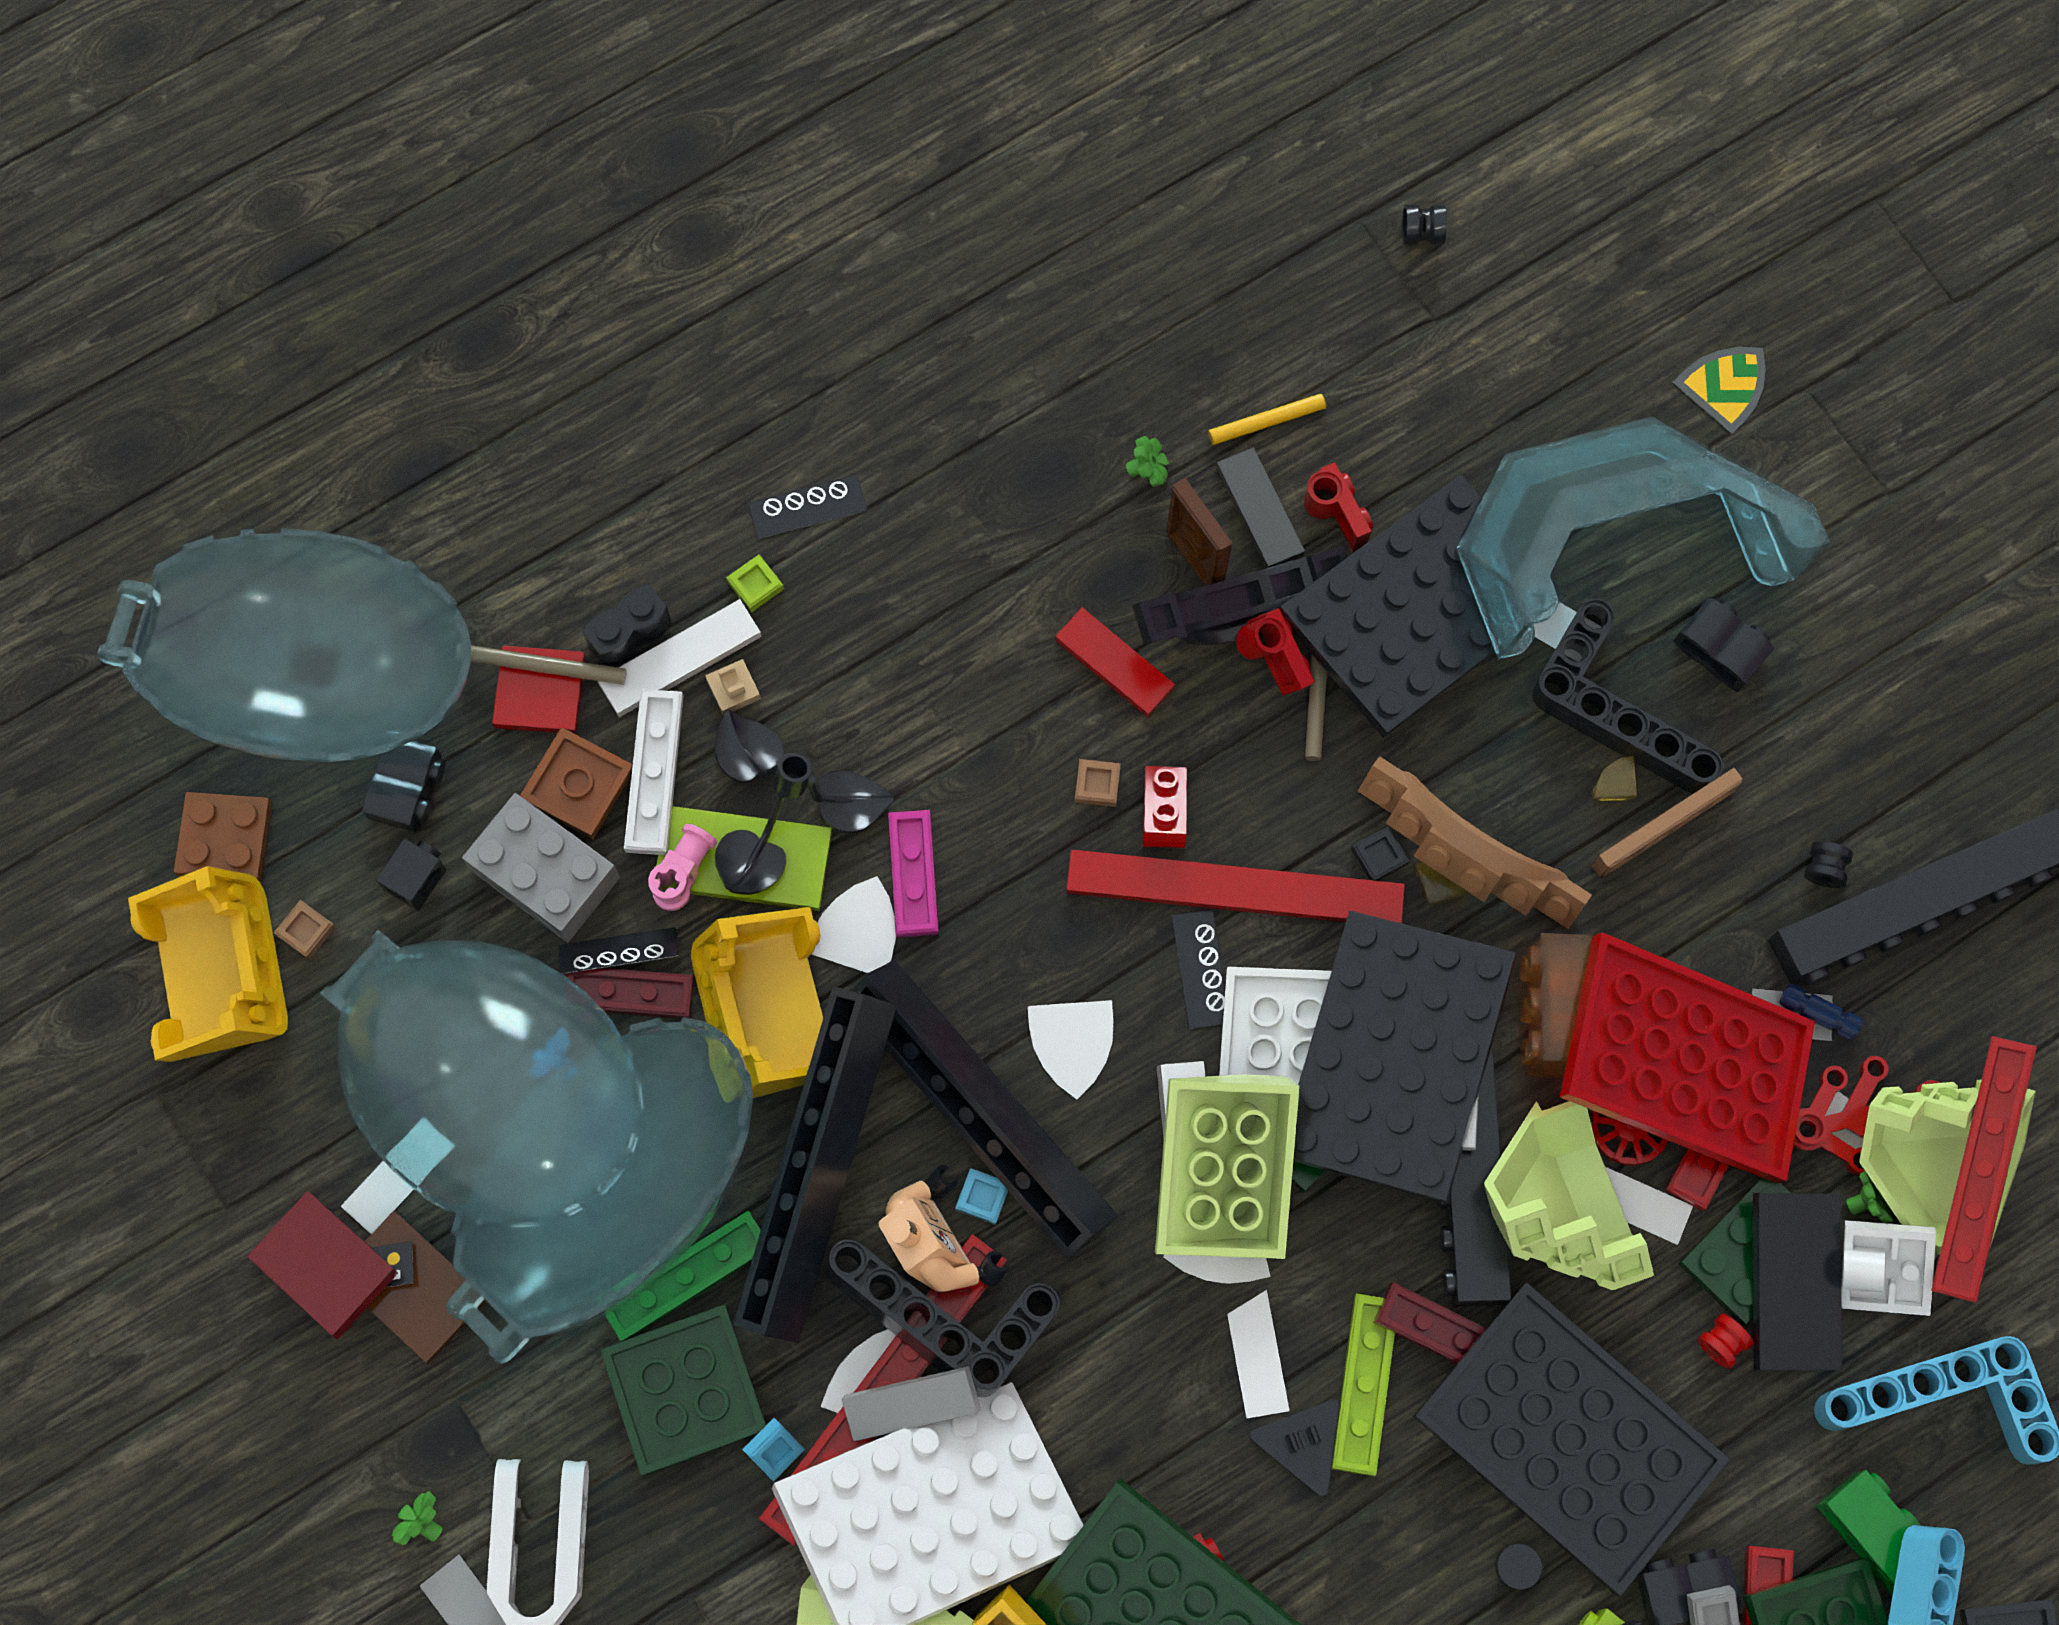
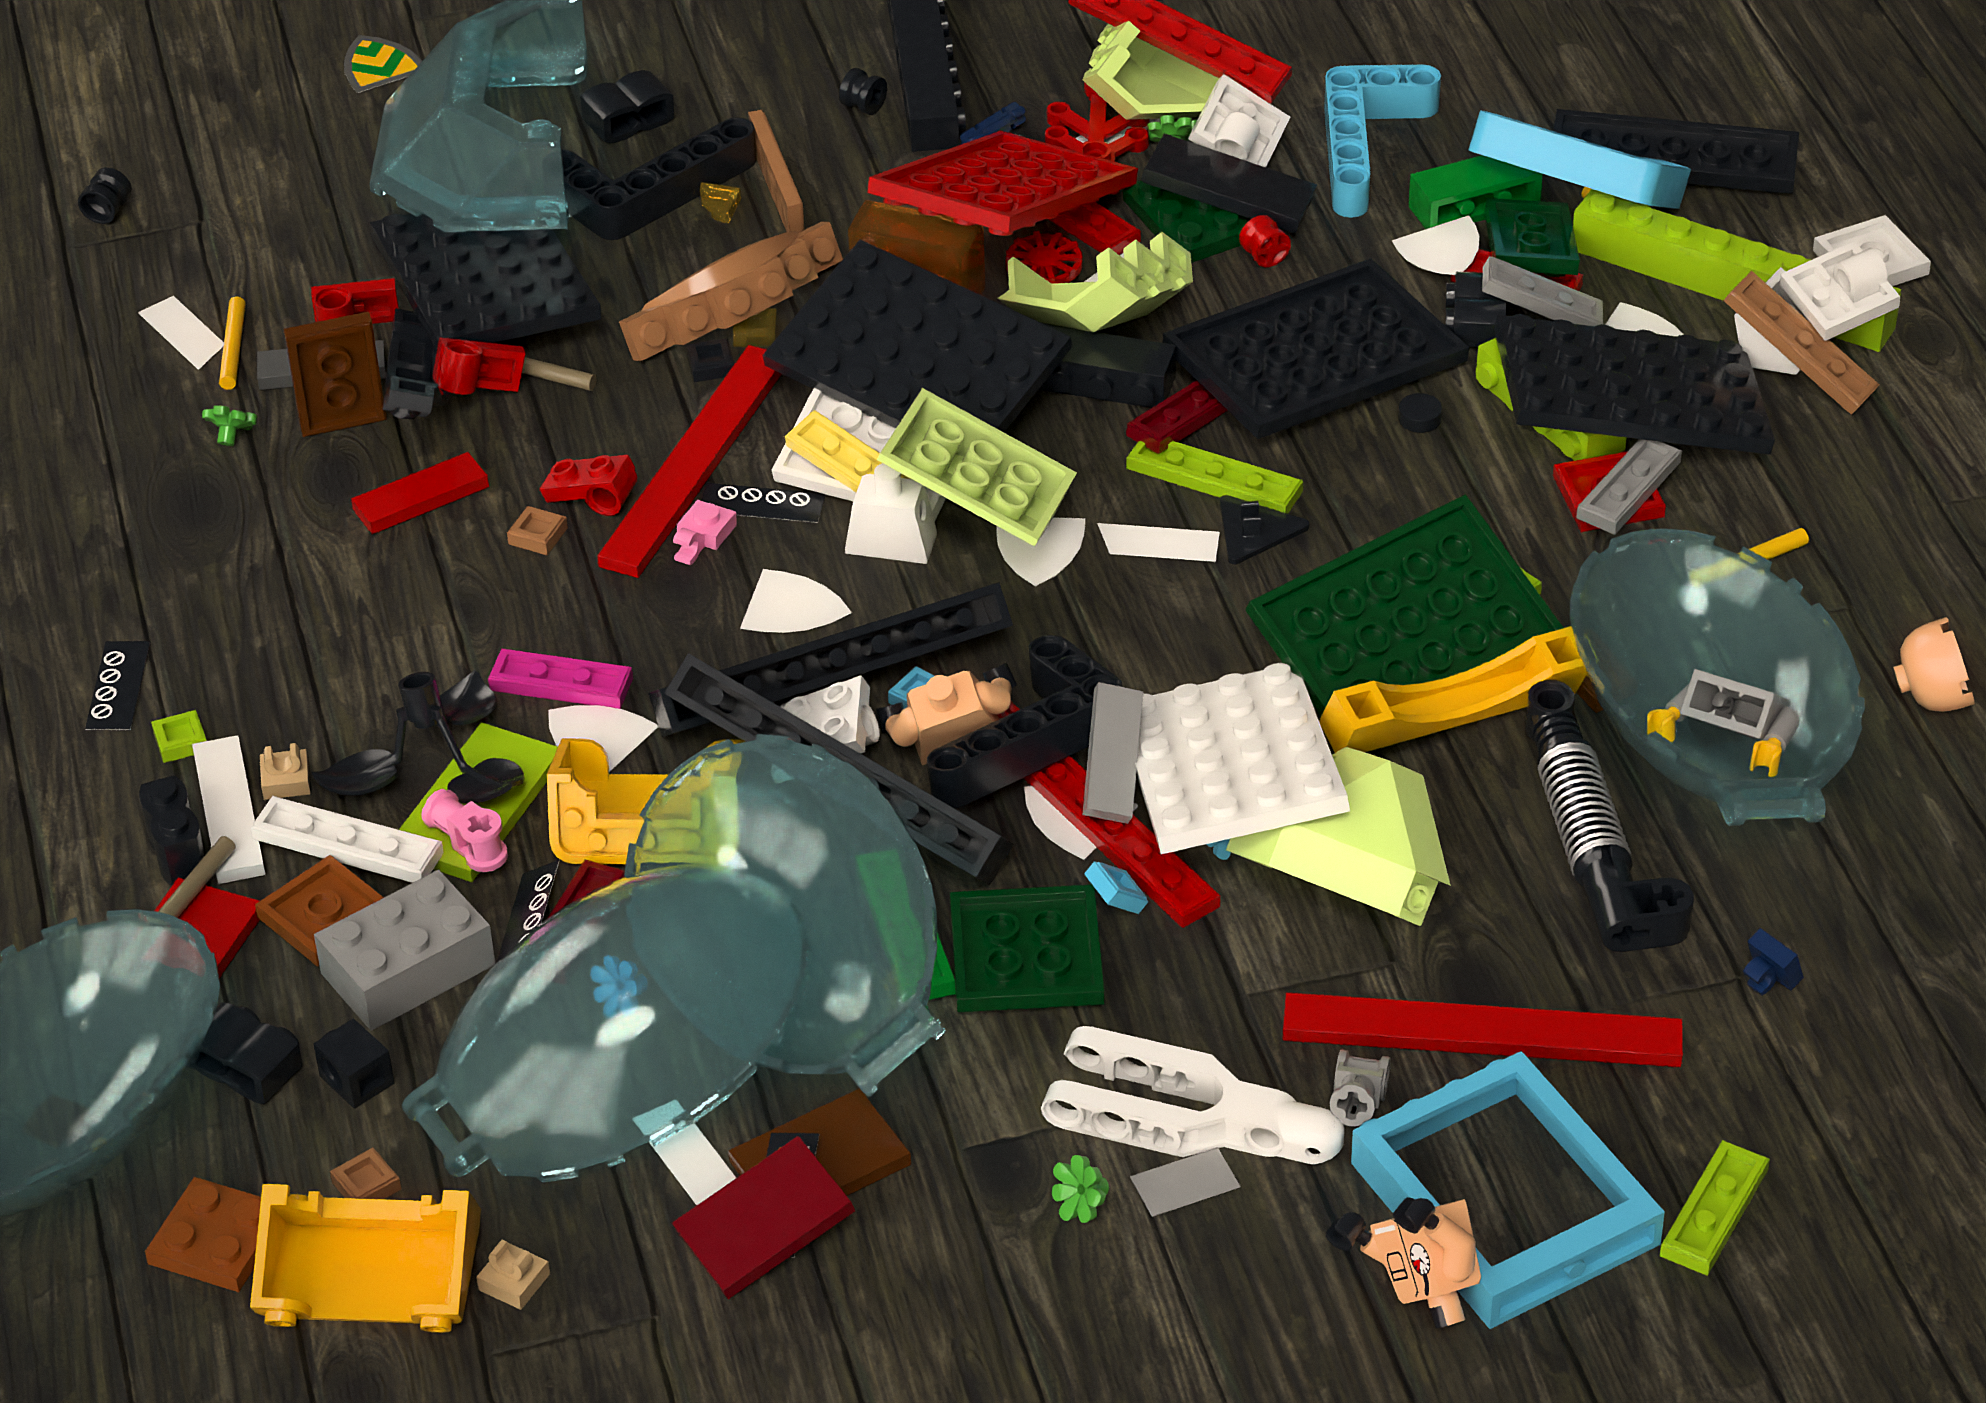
camera: 70 degrees left, 30 degrees down
(233, 1082) = (512, 1274): none -> tan tile
(900, 1133) = (840, 712): none -> white plate
(1144, 929) = (702, 527): none -> bright pink plate
(1253, 1025) = (833, 449): none -> light yellow tile
(1275, 369) = (183, 330): none -> white sticker
(1785, 1527) = (1442, 247): none -> white sticker

